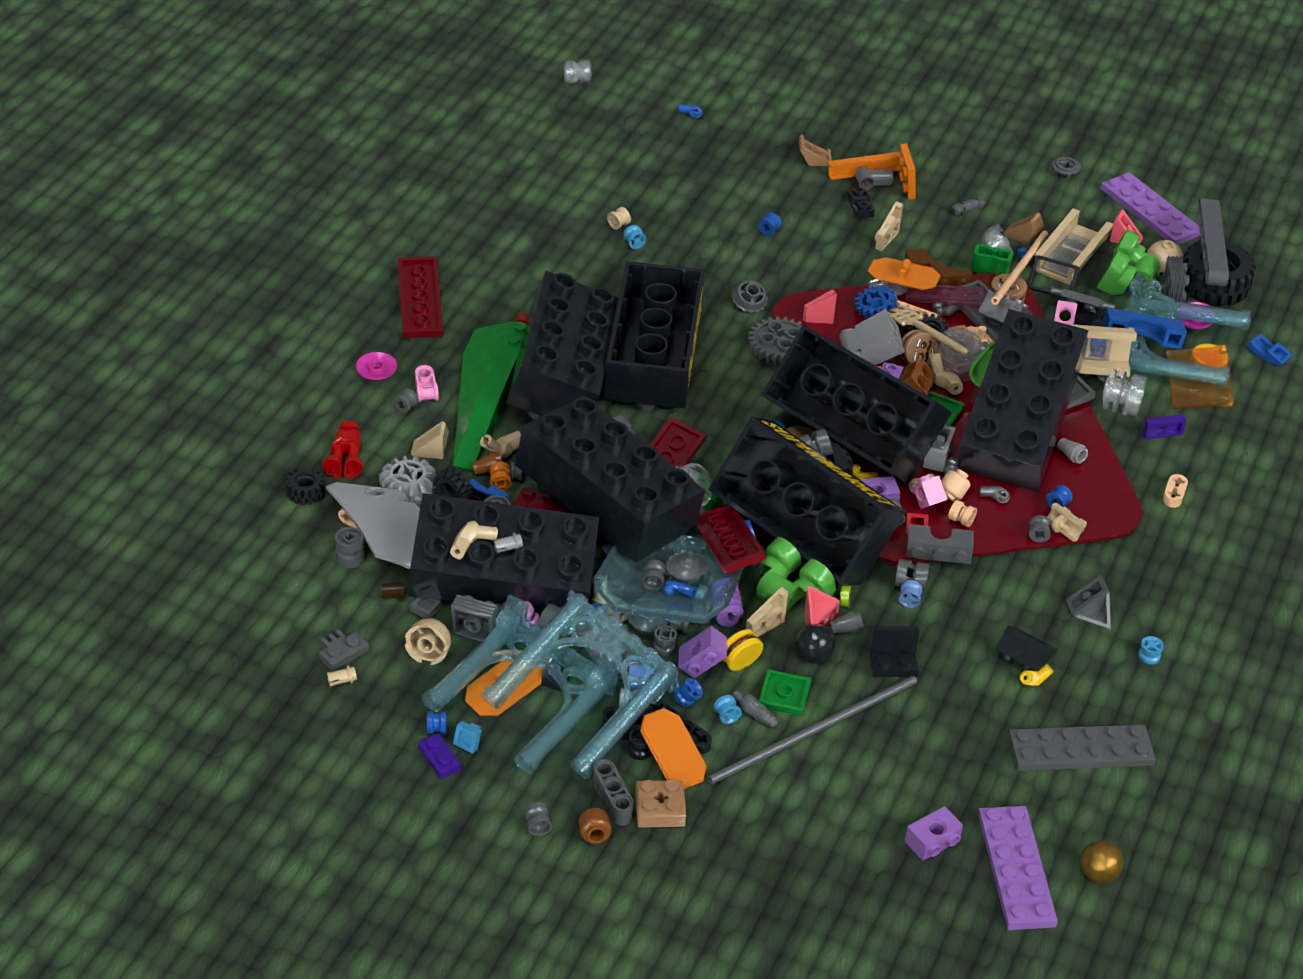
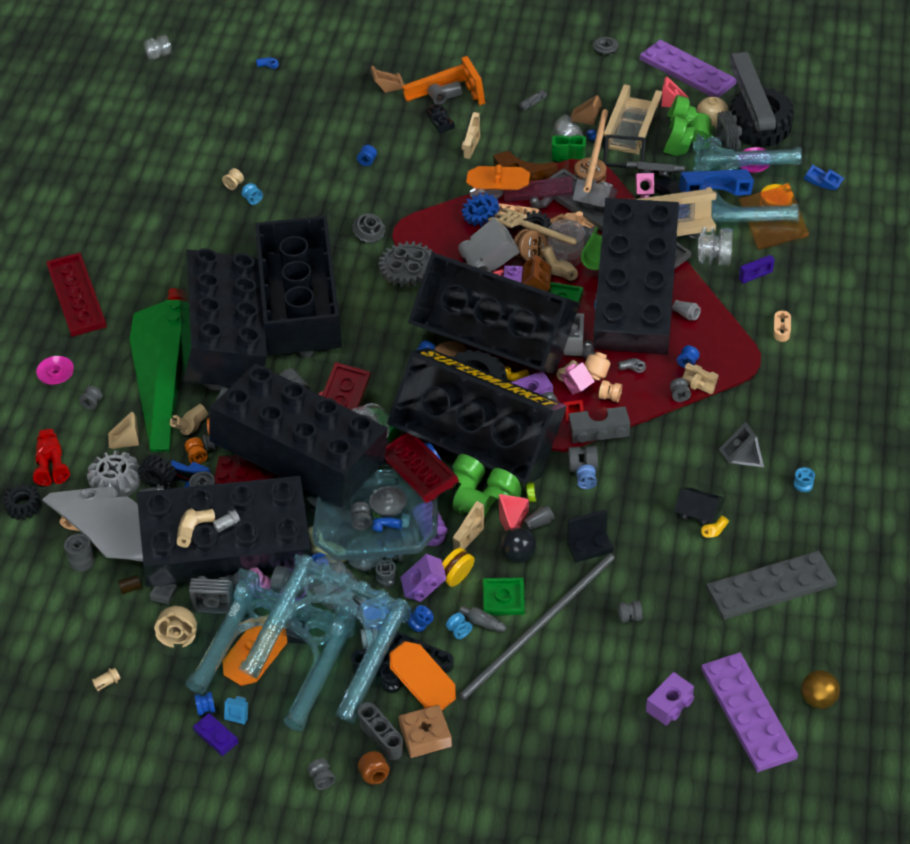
camera: 10 degrees left, 5 degrees up
(341, 649) = (98, 652): dark grey hinge -> none
(425, 383) = (104, 377): bright pink piece -> none
(482, 465) = (177, 444): dark orange cone -> none
(819, 441) = (471, 356): dark grey wheel -> none
(821, 309) = (436, 226): coral slope -> none
(917, 737) = (630, 611): none -> dark grey wheel

